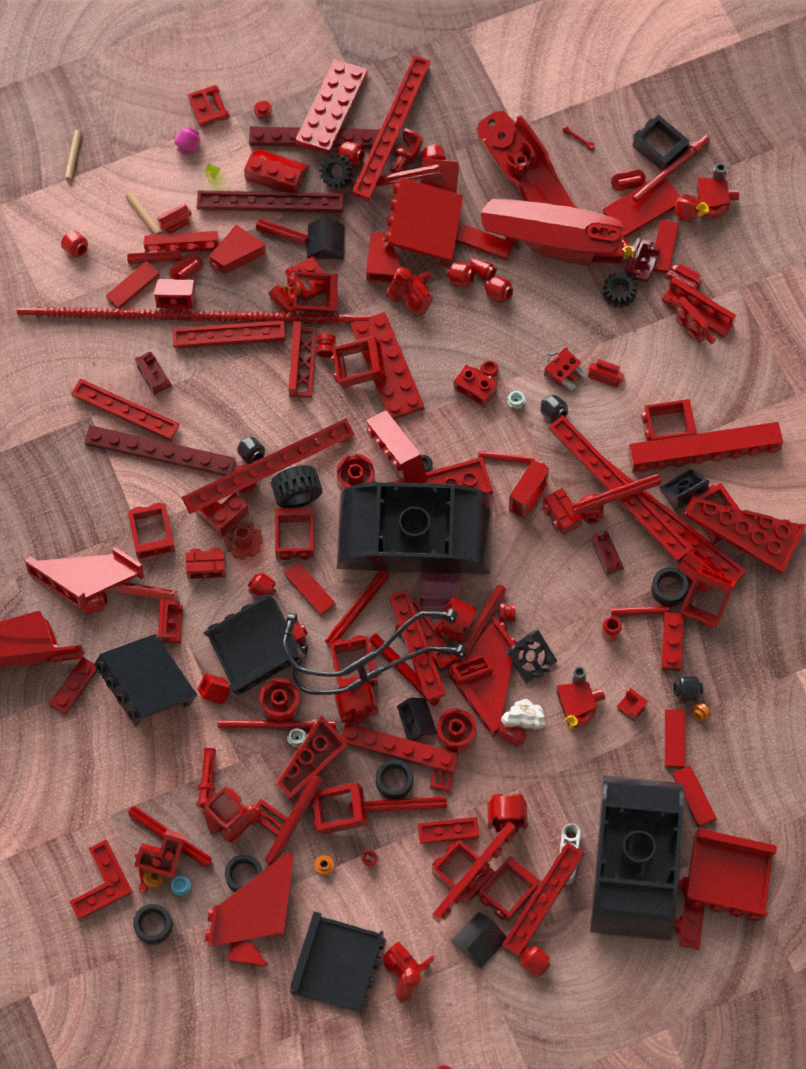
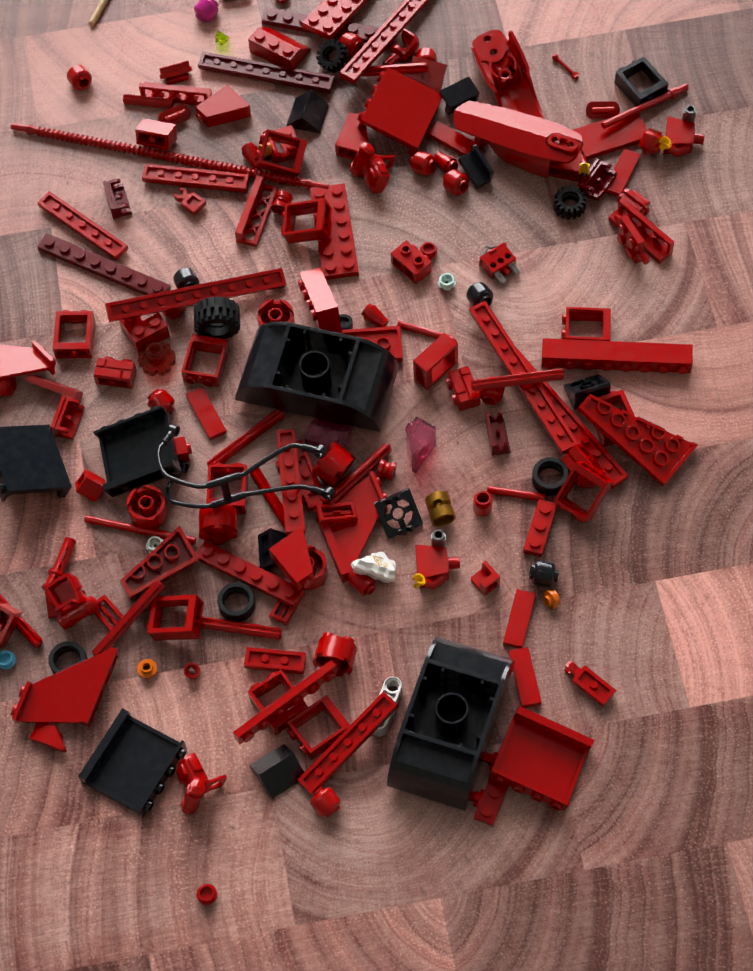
camera: 15 degrees right, 5 degrees down
(132, 285) = (121, 121): red tile -> none
(146, 217) = (149, 63): tan bar -> none
(232, 362) = (191, 202): none -> red plate
(281, 231) = (269, 99): red axle -> none
(445, 727) = (294, 559): none -> red slope
(453, 451) = (374, 315): none -> red cone
(479, 191) = (458, 94): none -> black panel
(516, 269) = (476, 167): none -> black panel
(532, 577) = (419, 441): none -> clear pink slope
(569, 639) = (440, 508): none -> pearl gold wheel
(606, 373) = (538, 273): red piece -> none
(758, 789) = (590, 683): none -> red plate

